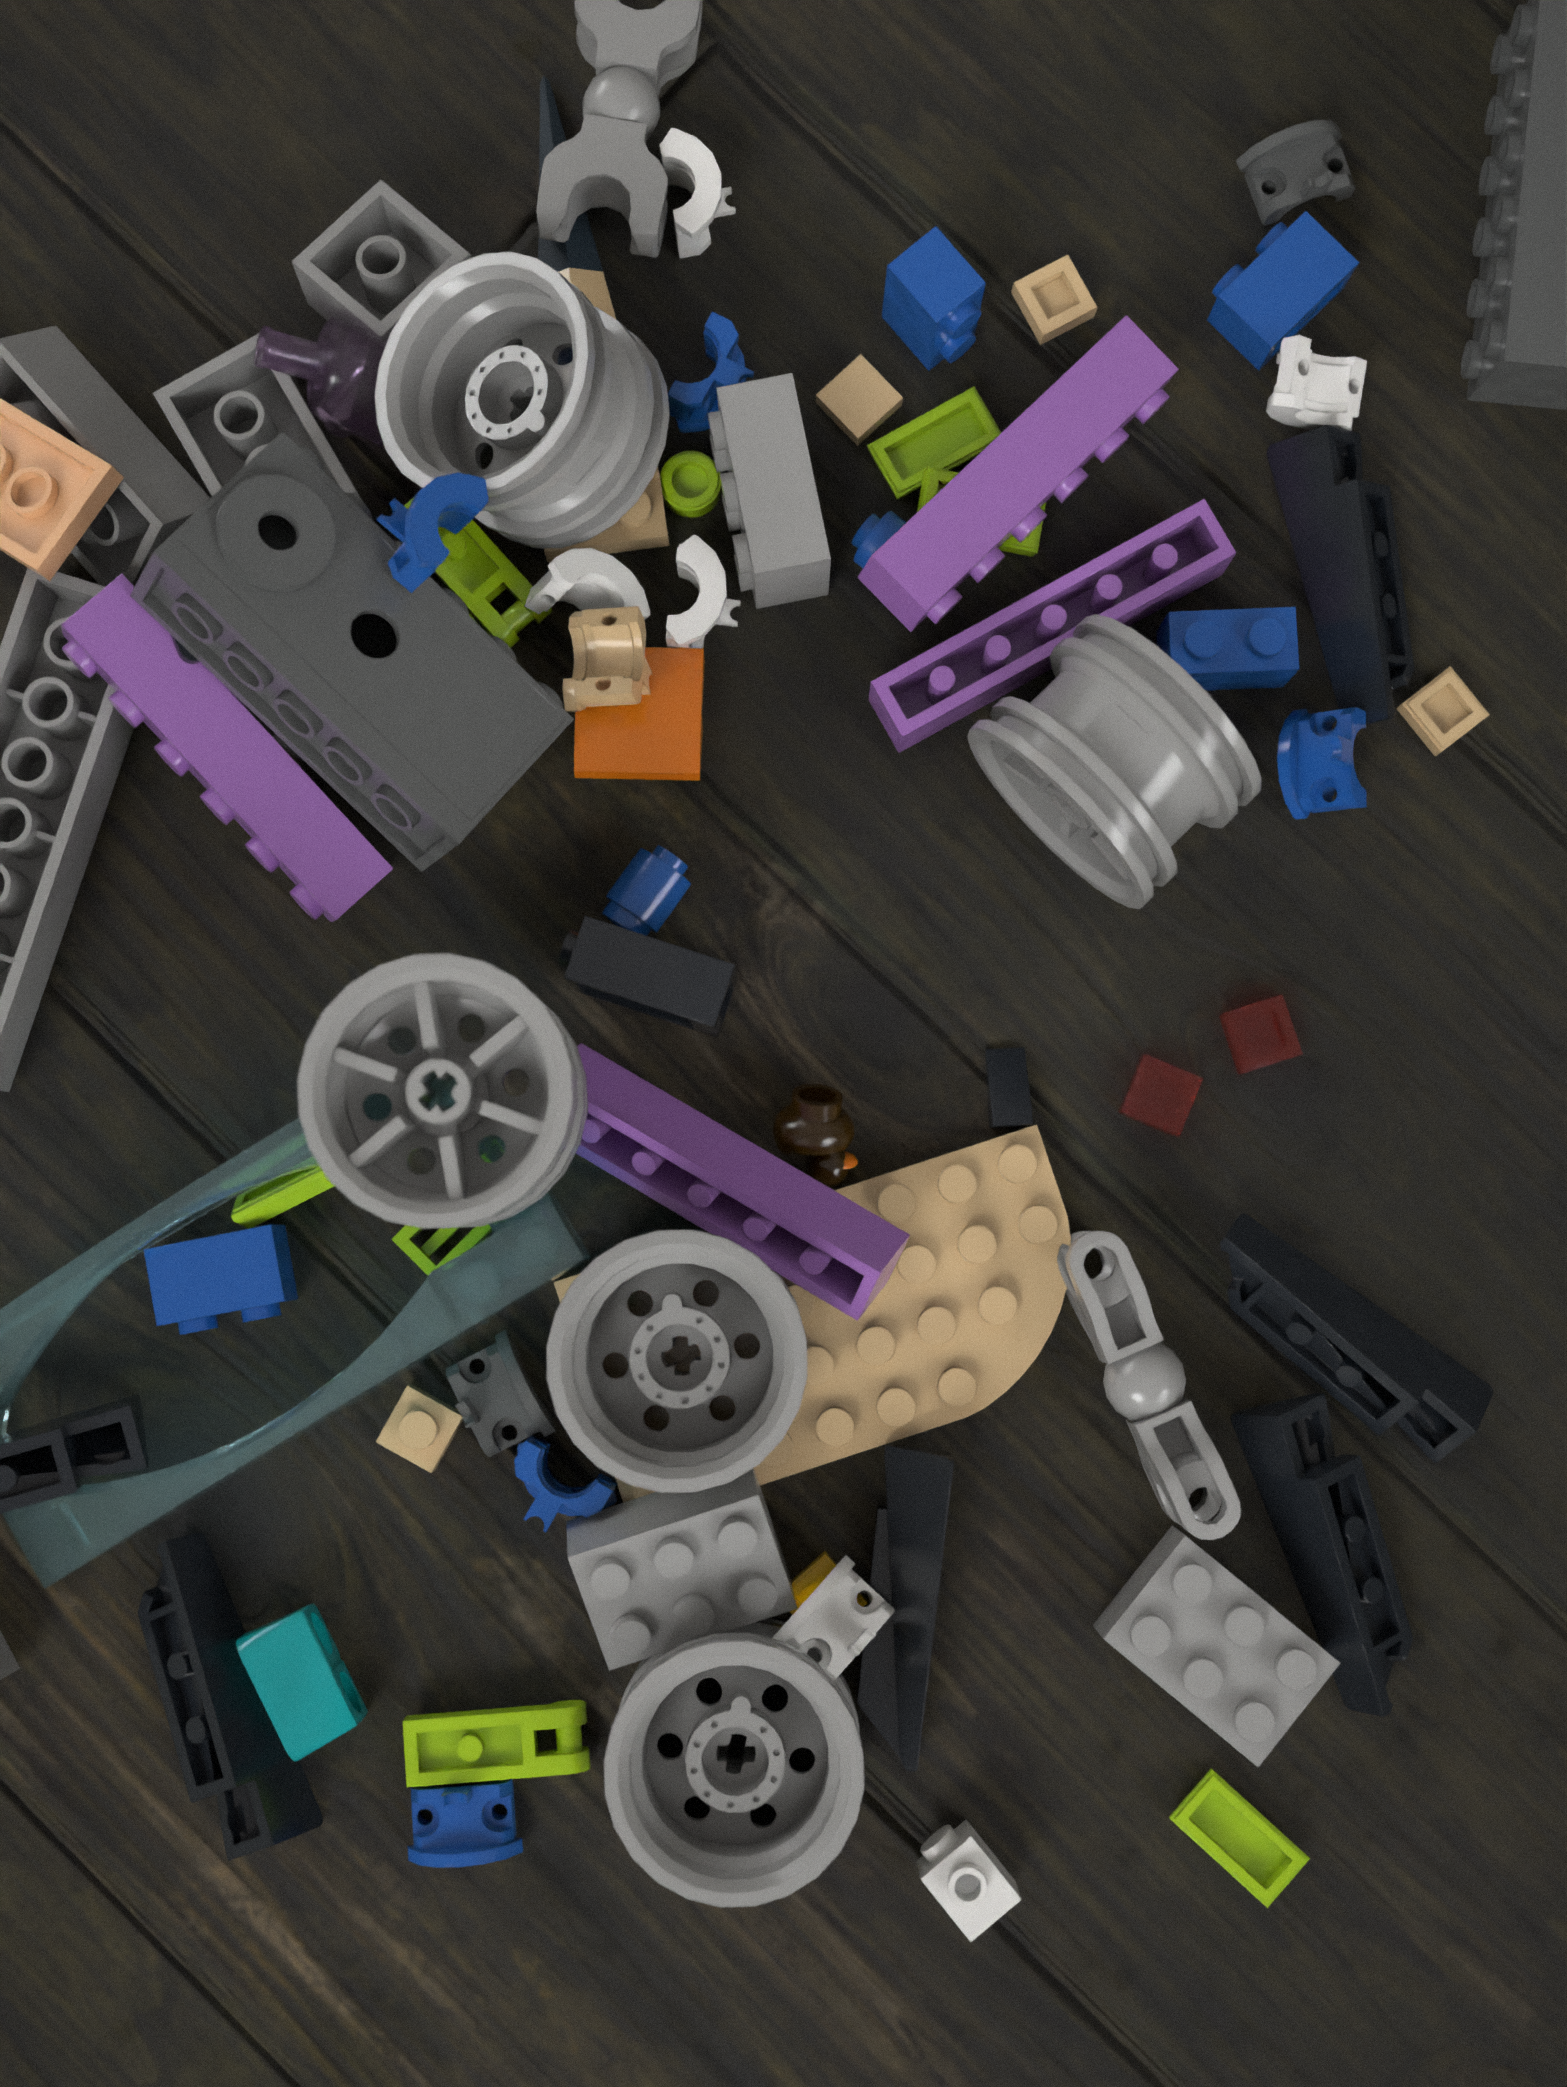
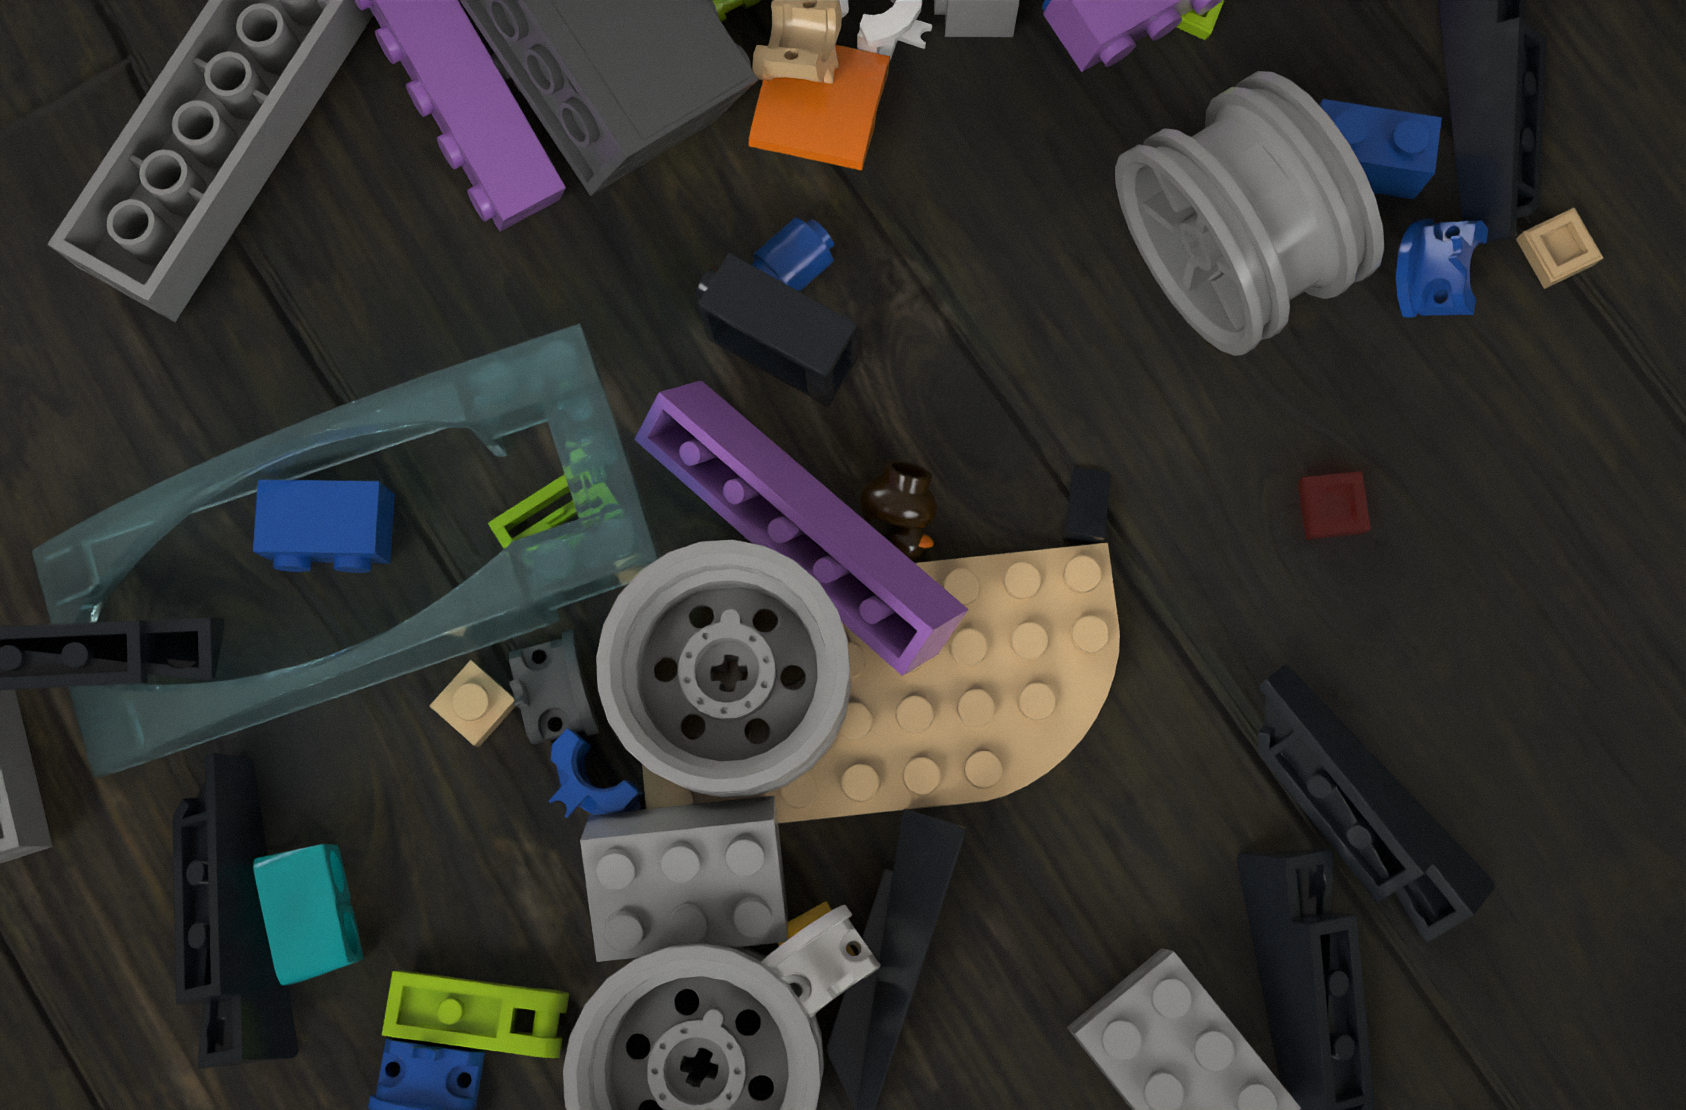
camera: 15 degrees right, 5 degrees down
(278, 1196) = (410, 456): lime tile -> none
(353, 1059) = (478, 312): light grey wheel -> none
(1019, 639) = (1101, 123): medium lavender brick -> none
(1148, 1386) = (1165, 800): light grey piece -> none
(1160, 1095) = (1229, 542): clear red tile -> none

